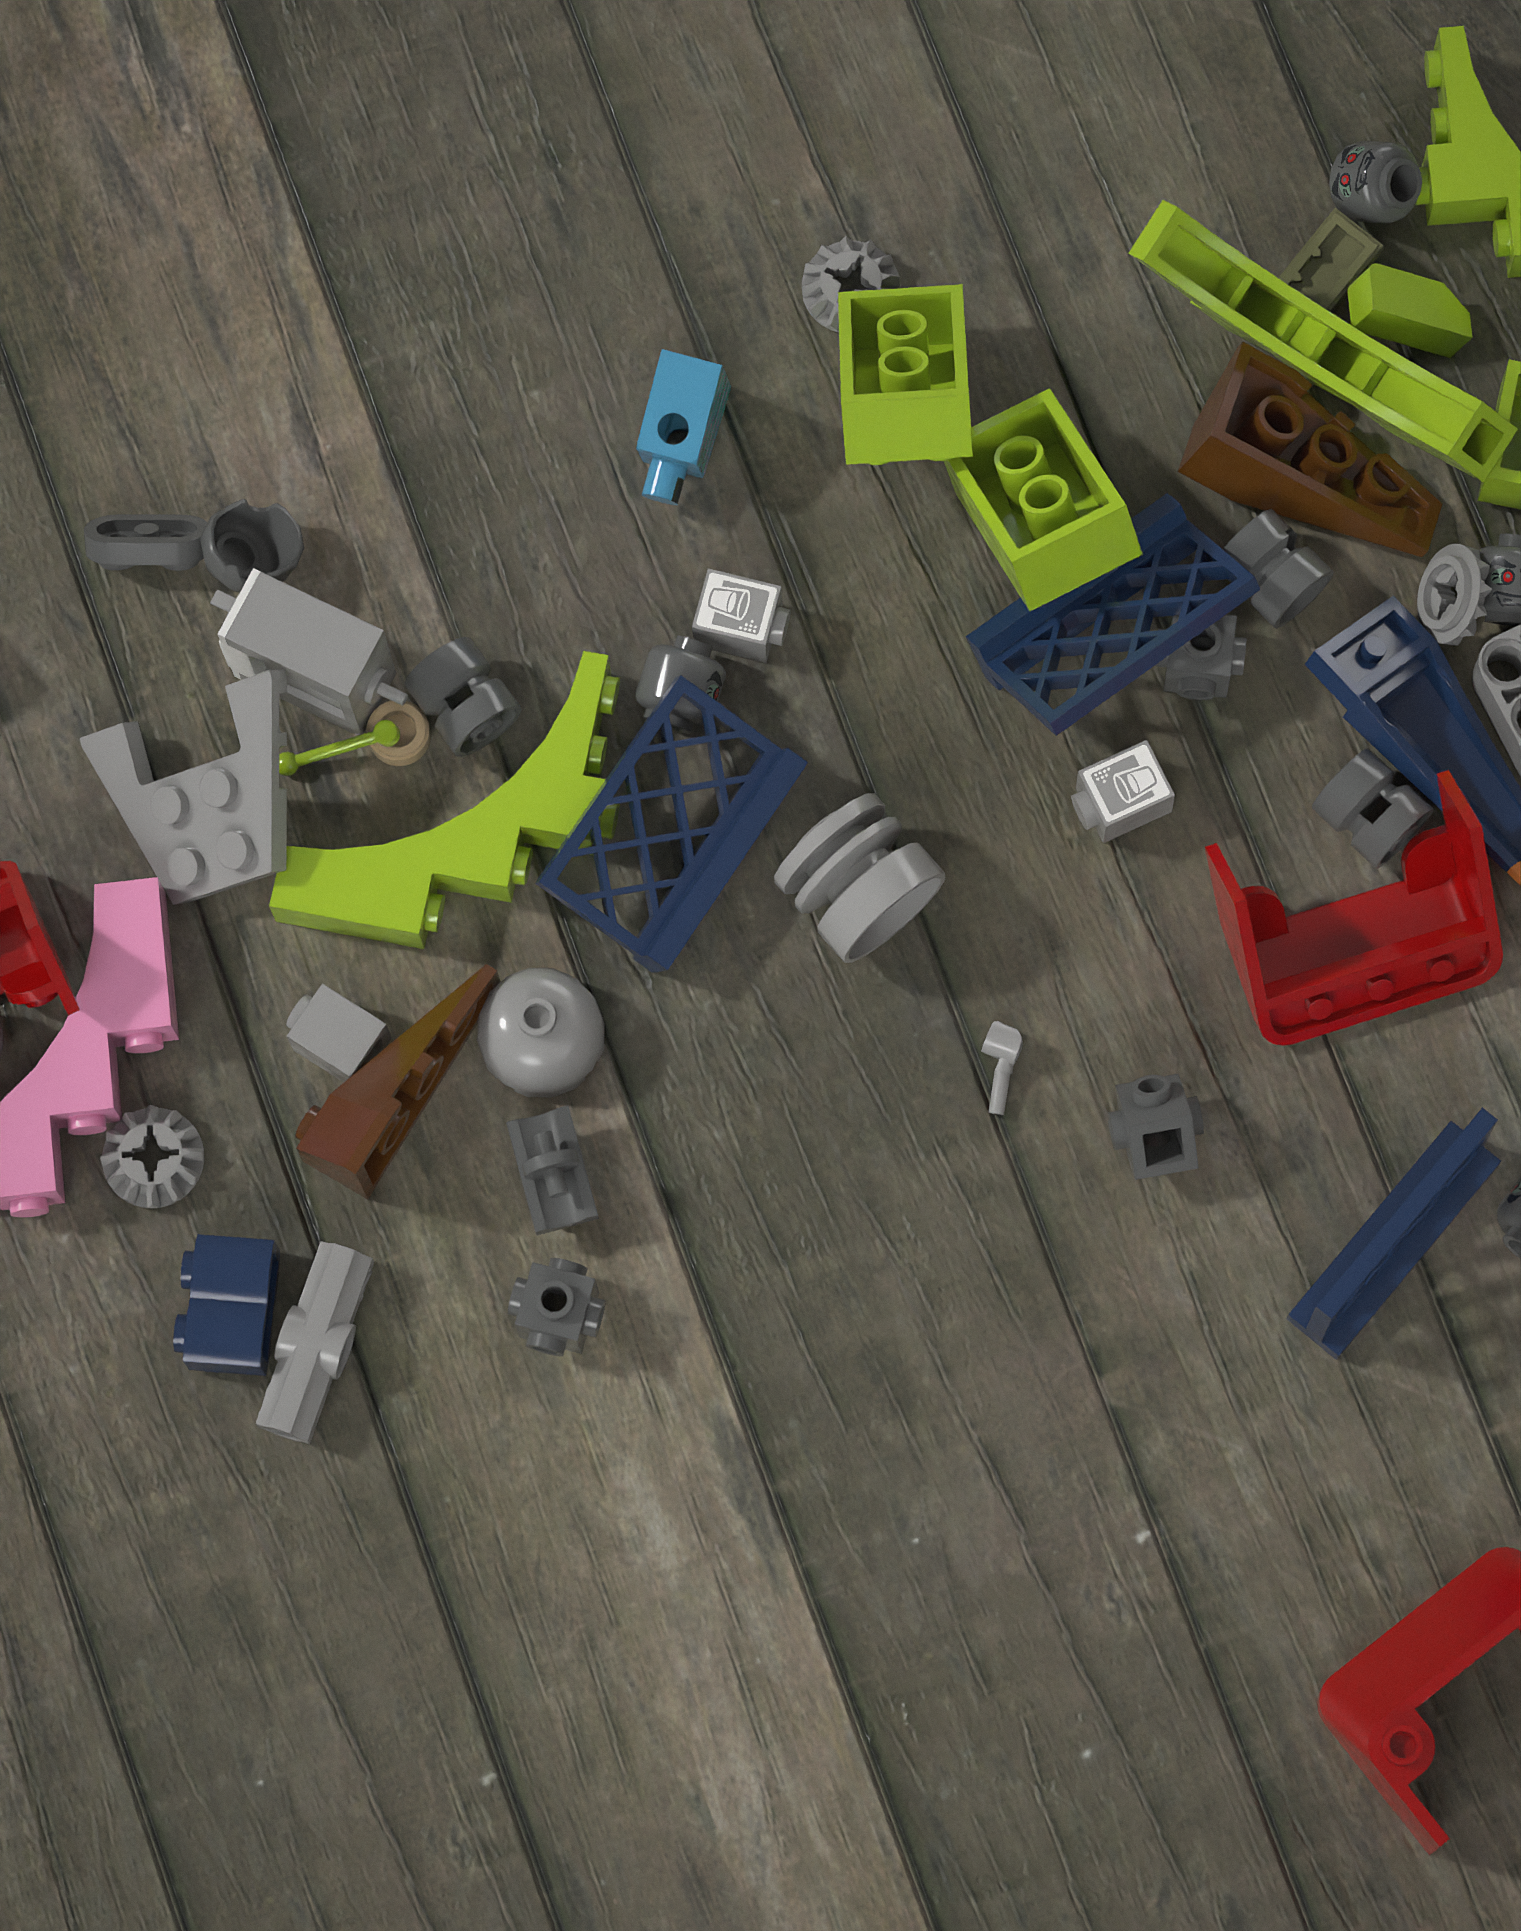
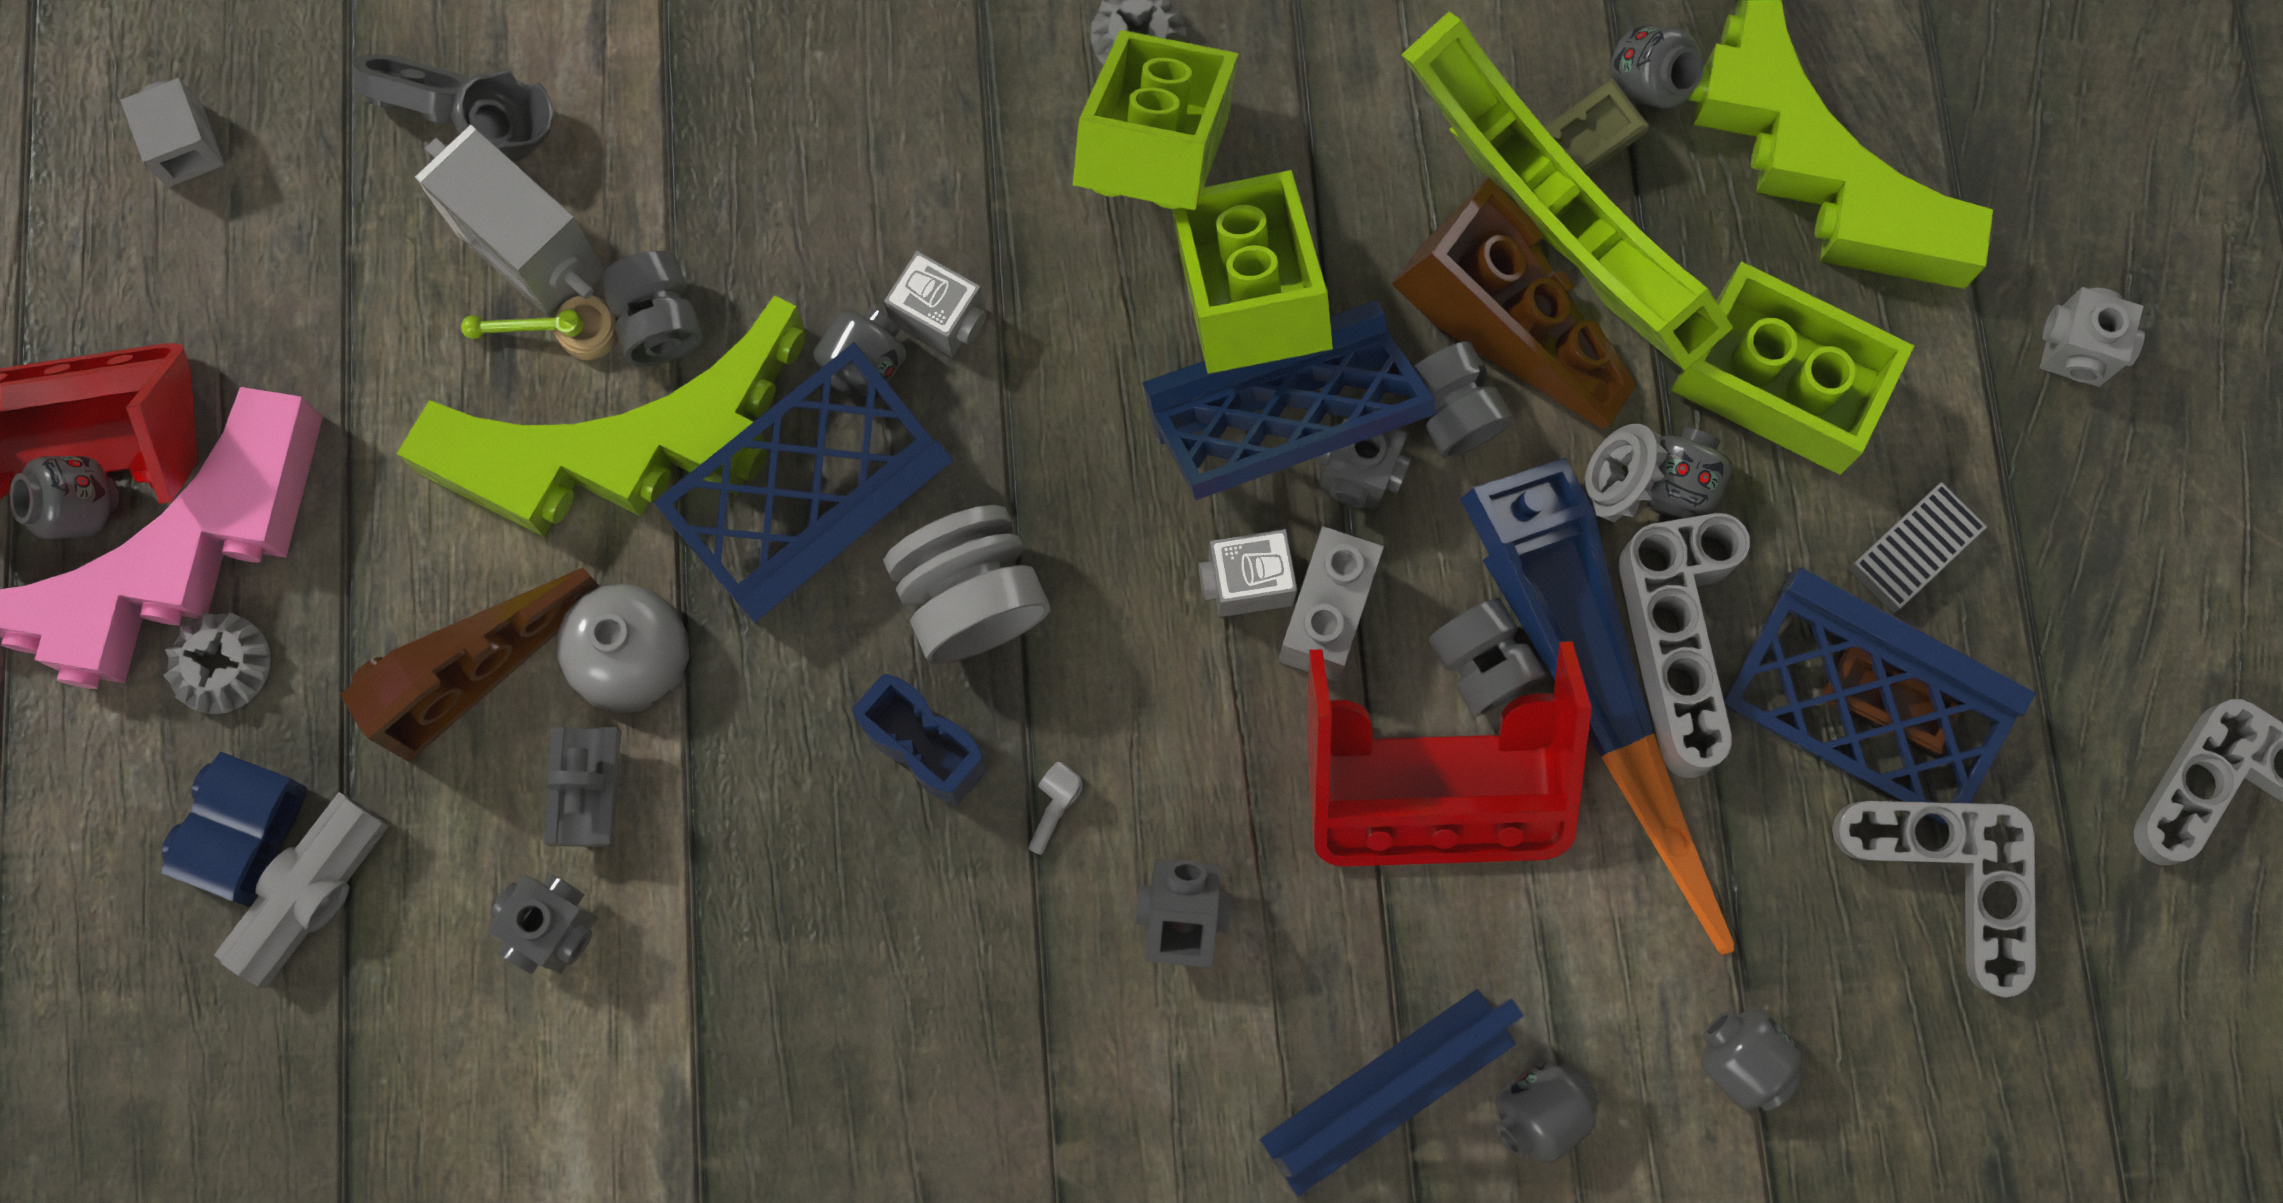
camera: 10 degrees right, 0 degrees up
(214, 820) = (378, 357): light grey wing -> none
(335, 1033) = (422, 591): light grey brick -> none
(683, 397) = (937, 108): dark azure torso -> none
(843, 1031) = (905, 730): none -> dark blue brick
(1208, 796) = (1331, 601): none -> light grey brick
(1408, 310) = (1656, 193): lime piece -> none

